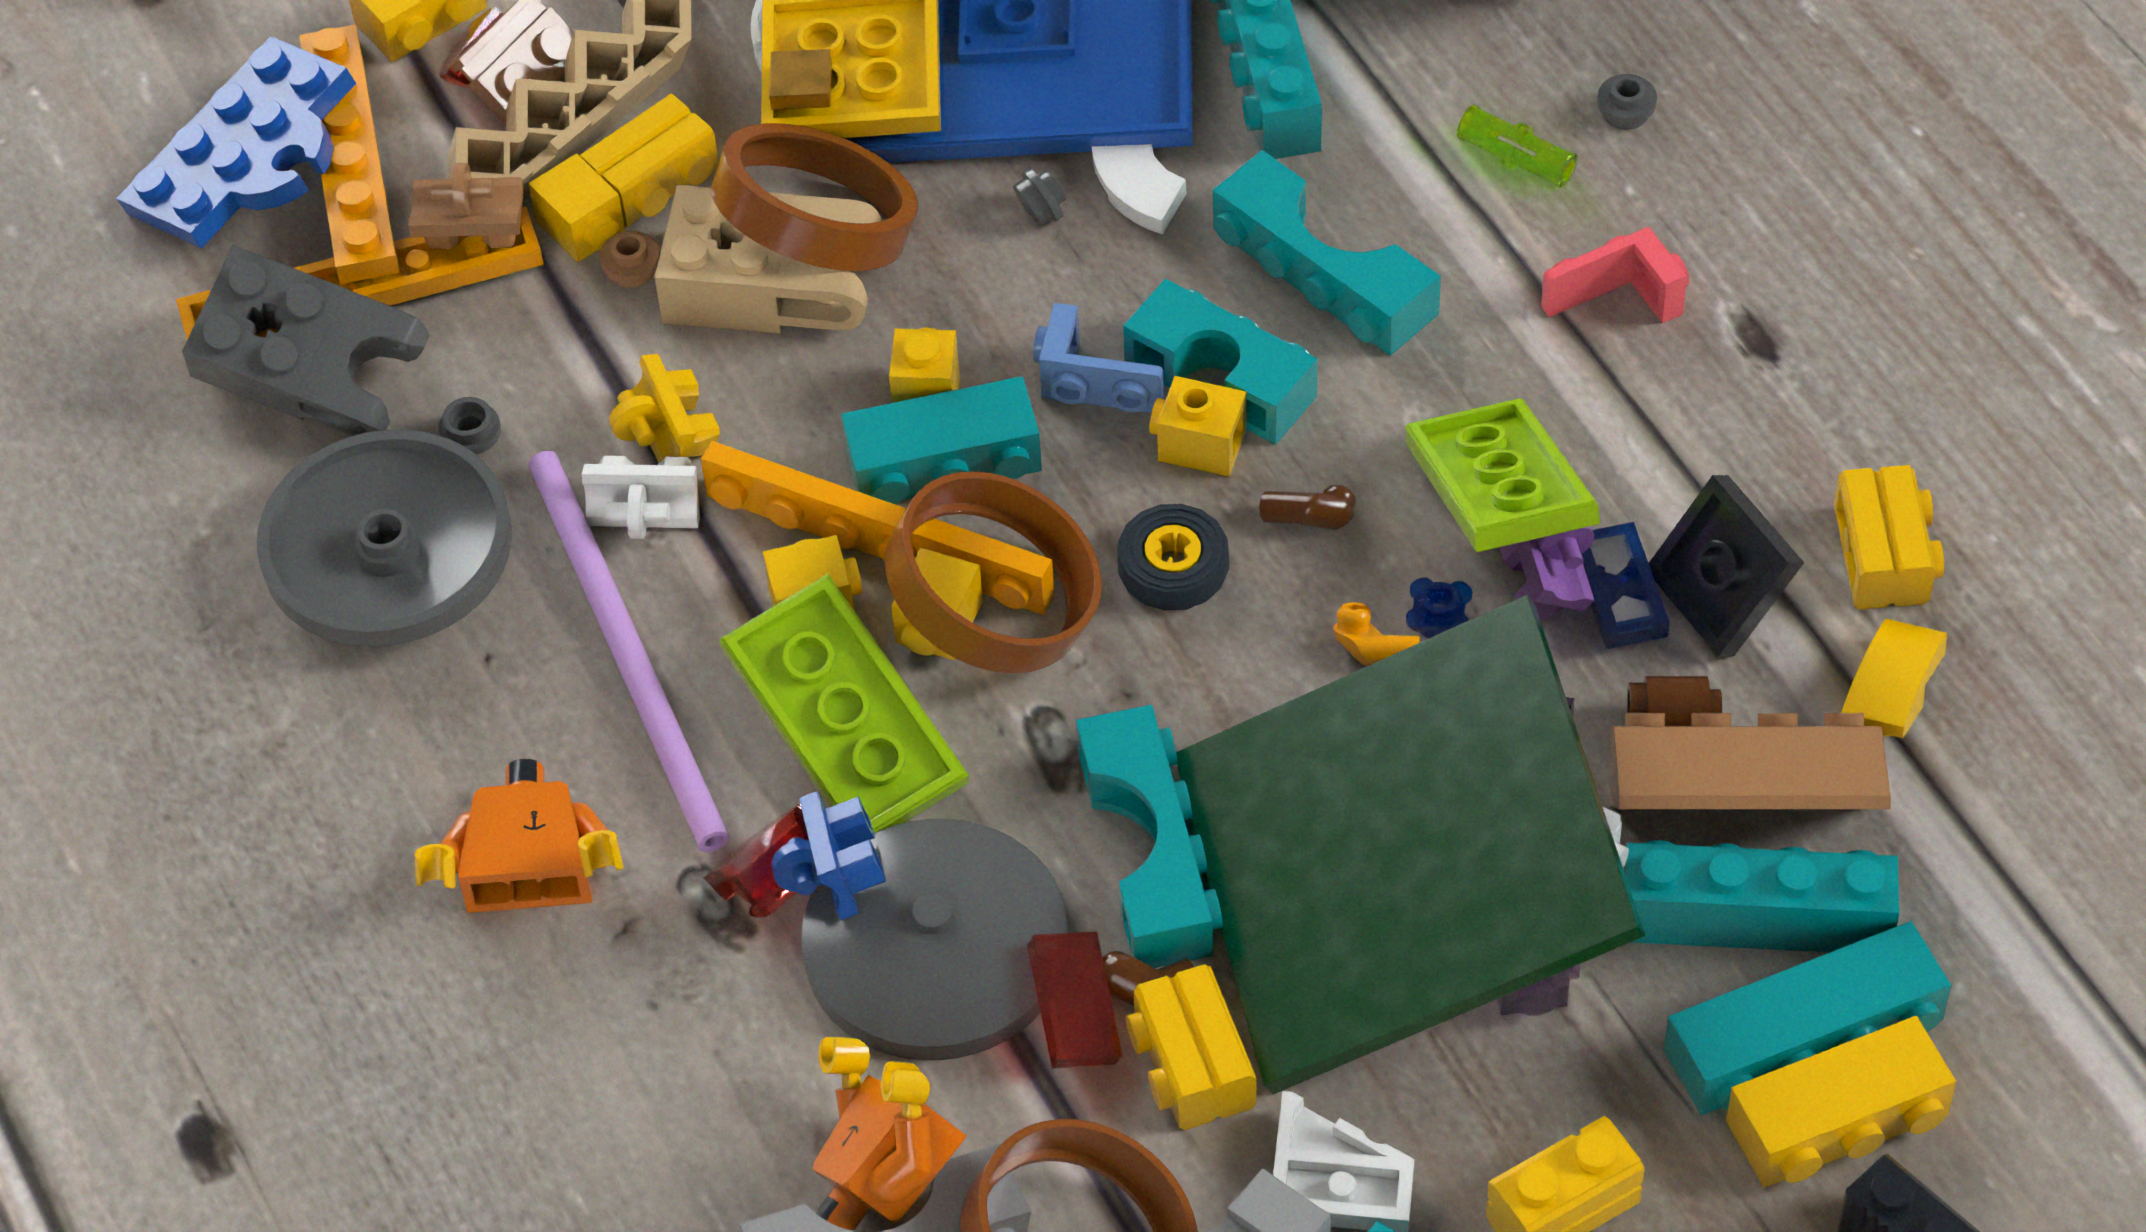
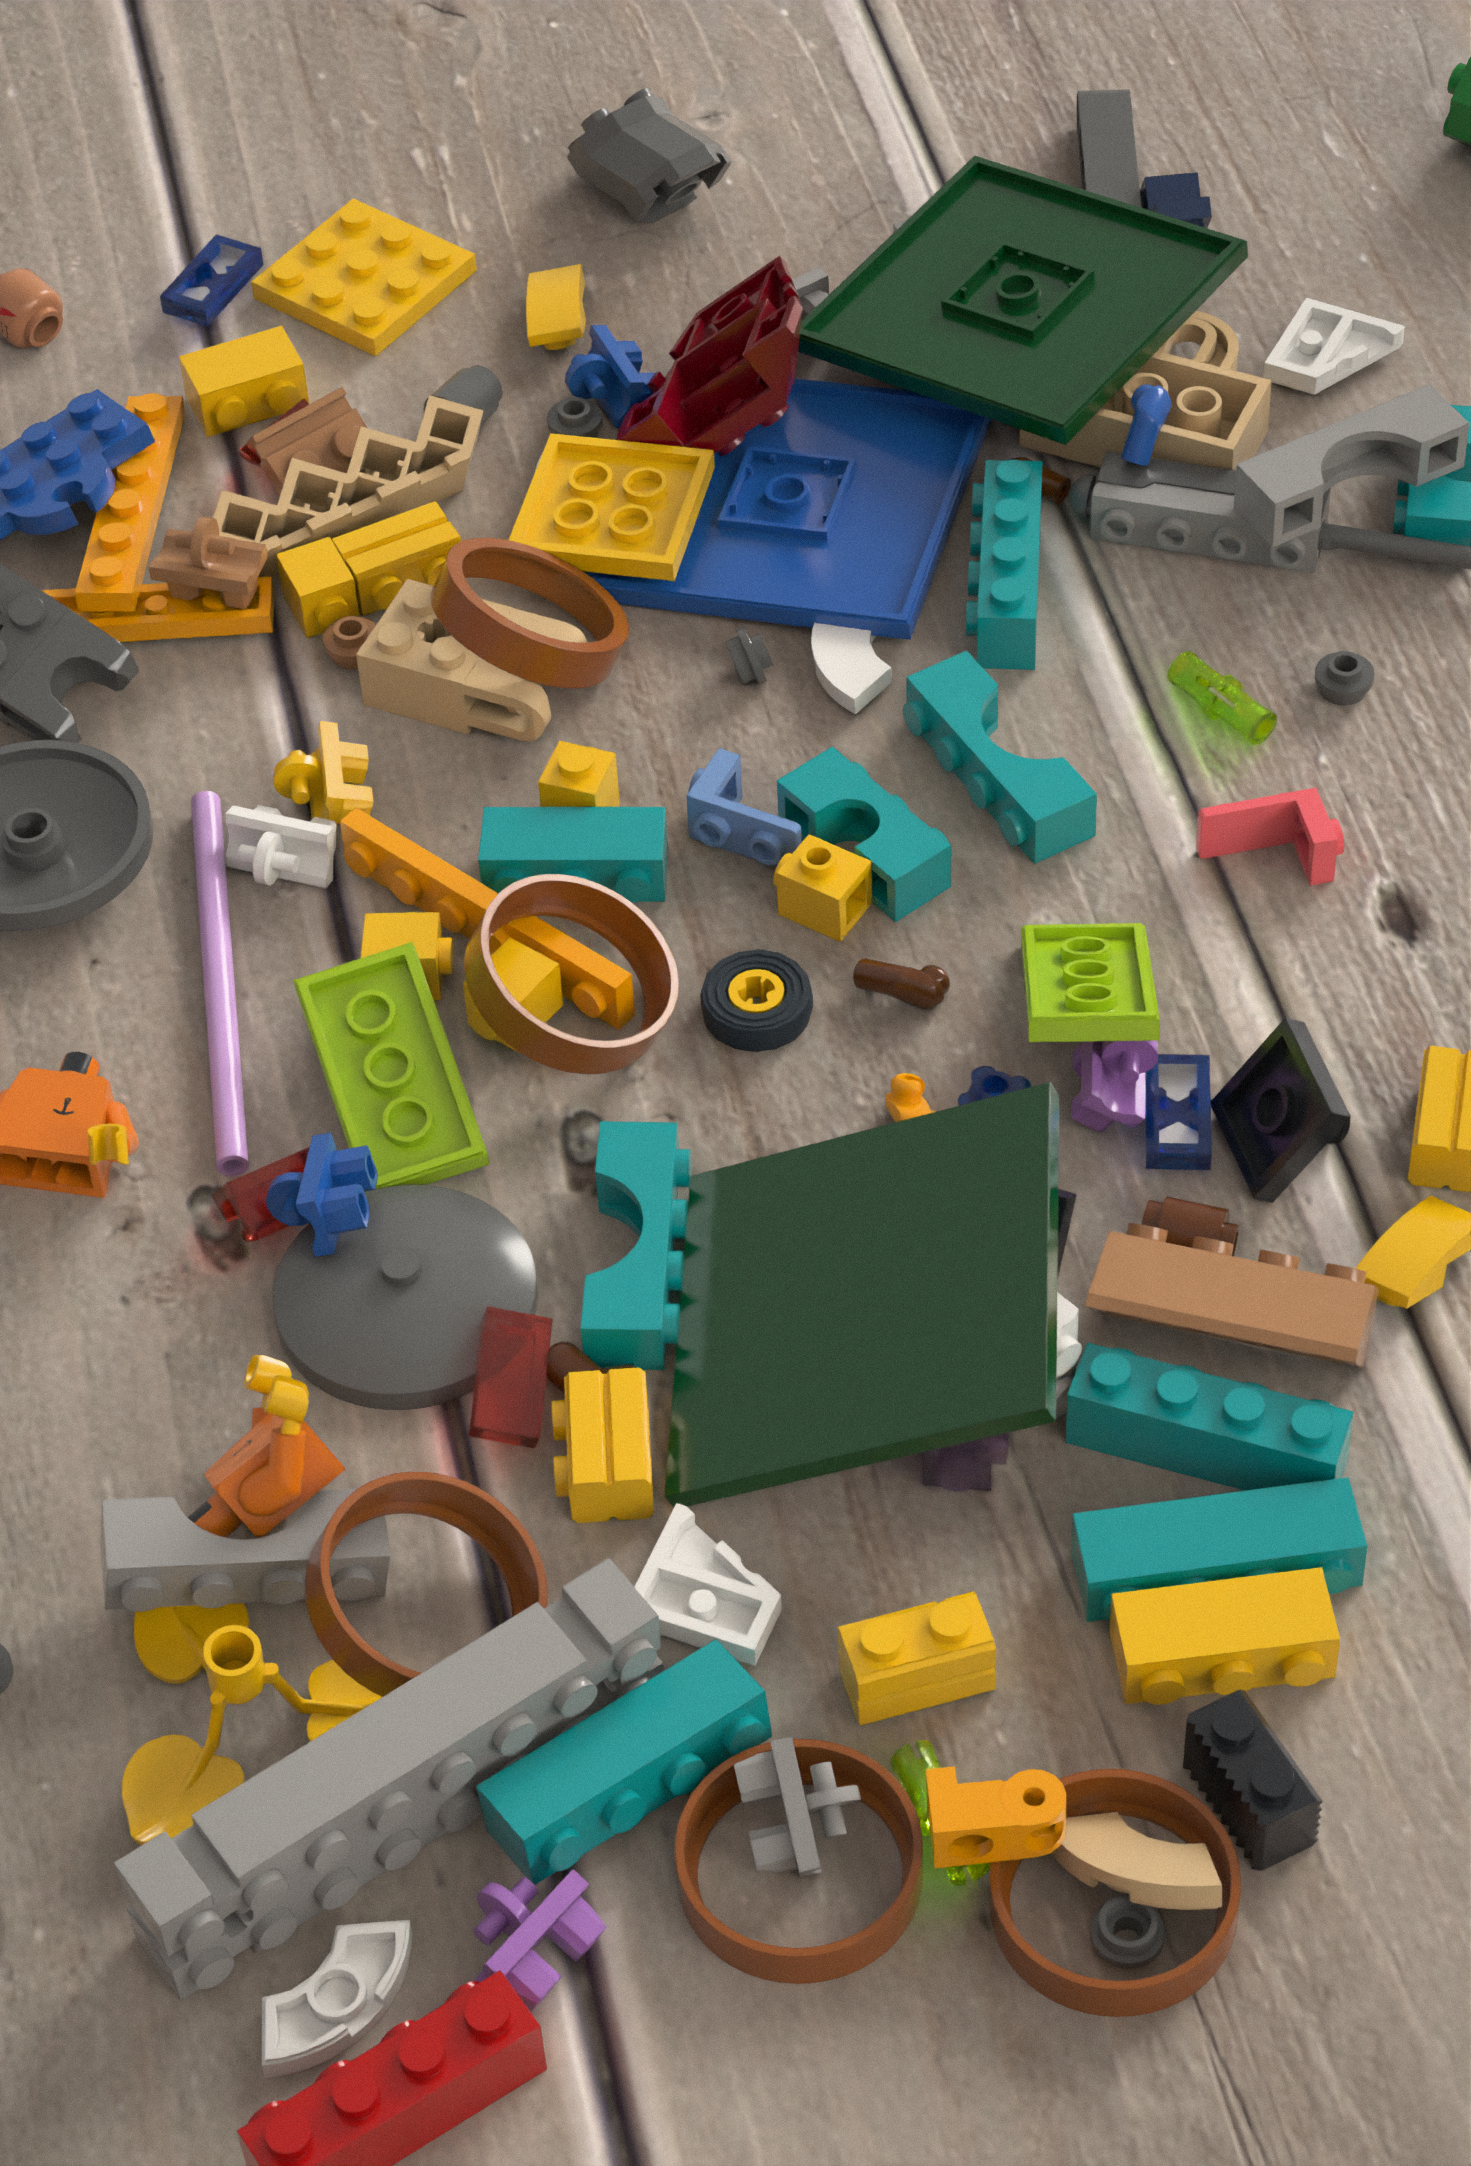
camera: 15 degrees right, 5 degrees down
(471, 414) = (151, 756): dark grey plate -> none
(800, 79) = (554, 508): pearl gold tile -> none

